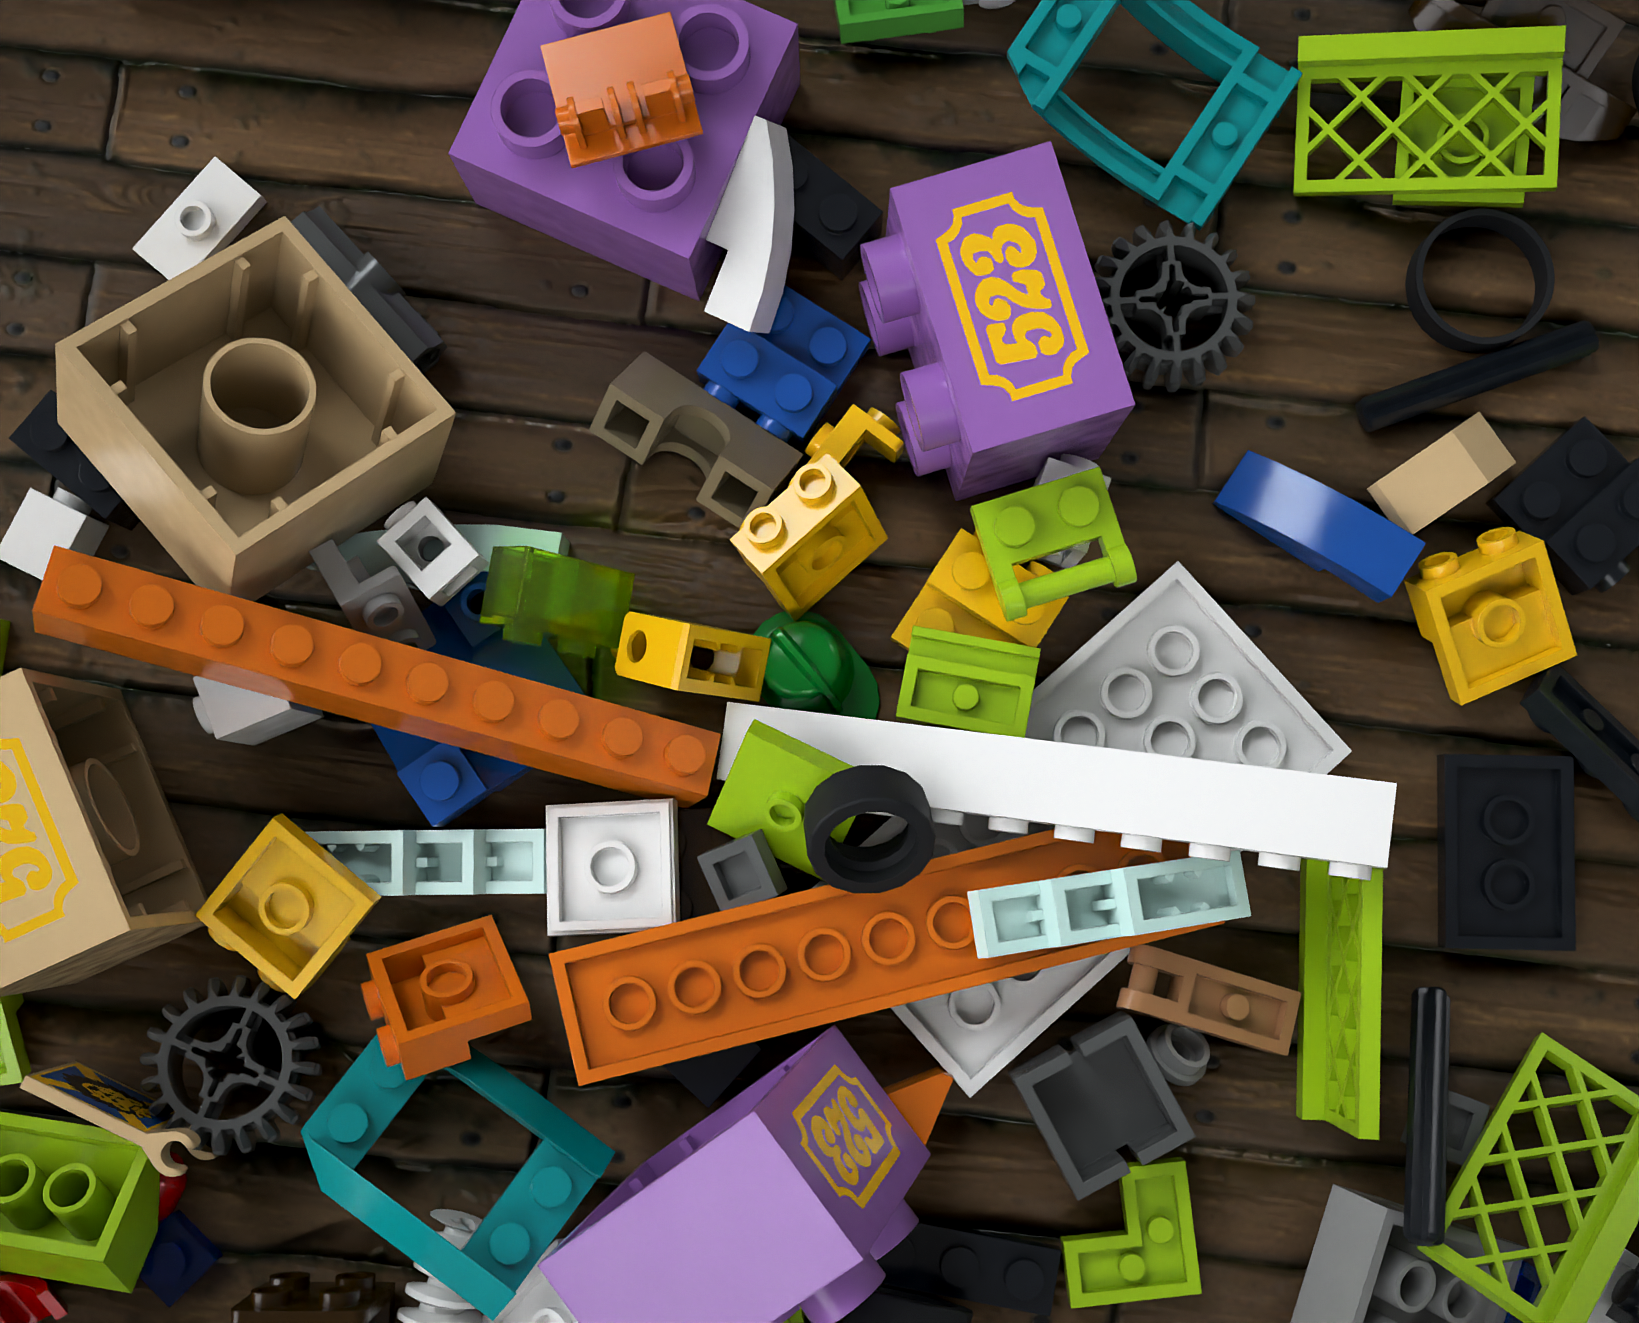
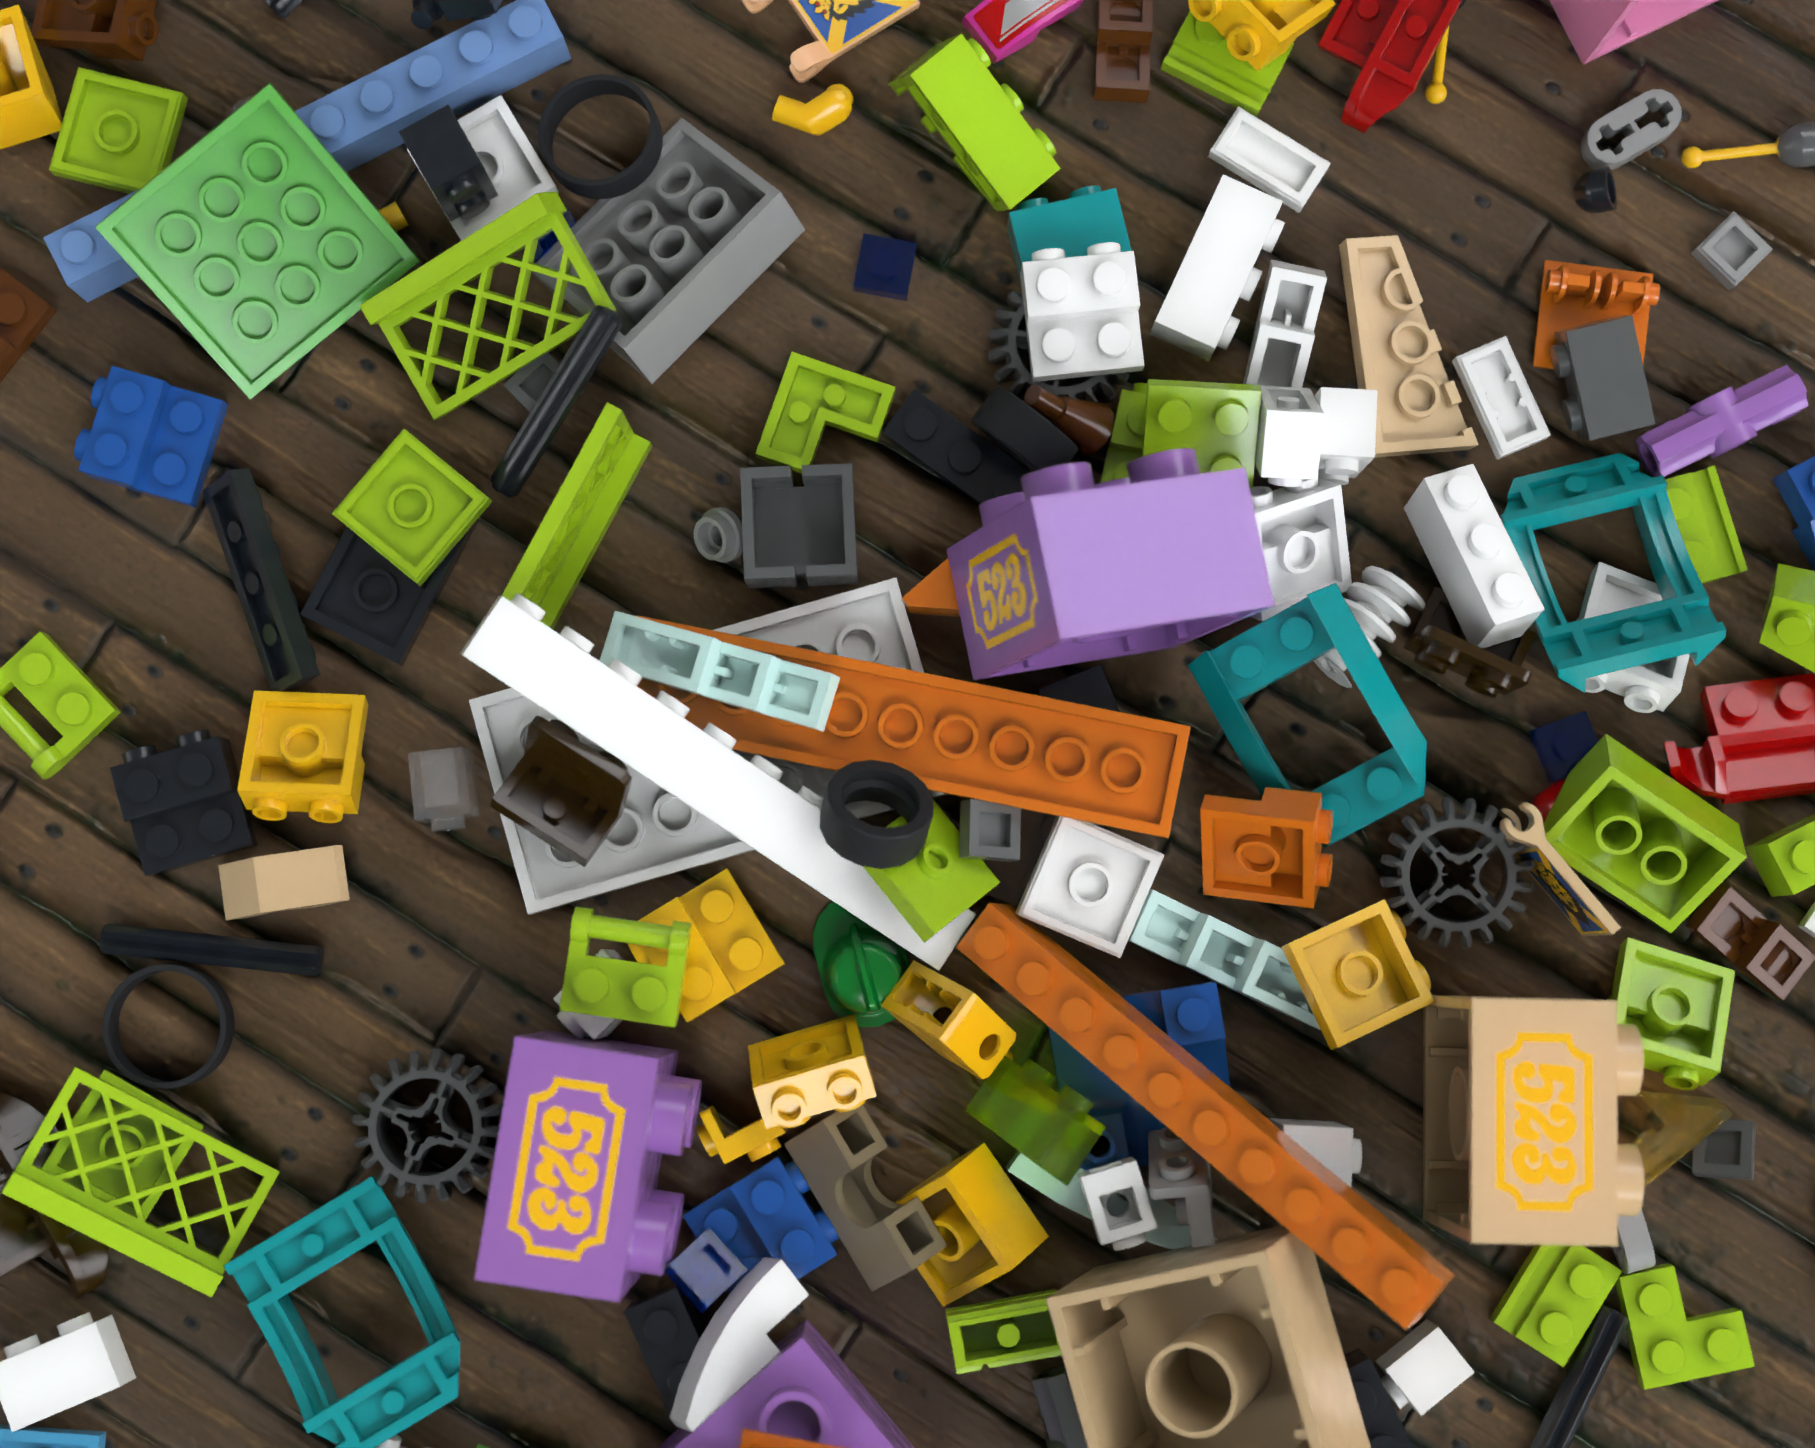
camera: 160 degrees left, 0 degrees up
(493, 373) = (1002, 1332): none -> lime brick
(569, 472) = (981, 1222): none -> yellow slope
(821, 291) = (705, 1270): none -> clear blue plate
(967, 683) = (742, 894): lime plate -> none
(1207, 699) = (564, 790): none -> dark brown bracket
(1211, 1000) = (675, 562): medium nougat plate -> none
(1319, 525) = (402, 889): blue slope -> none
(1330, 649) = (443, 787): none -> clear brick
(1519, 924) = (412, 507): none -> lime plate

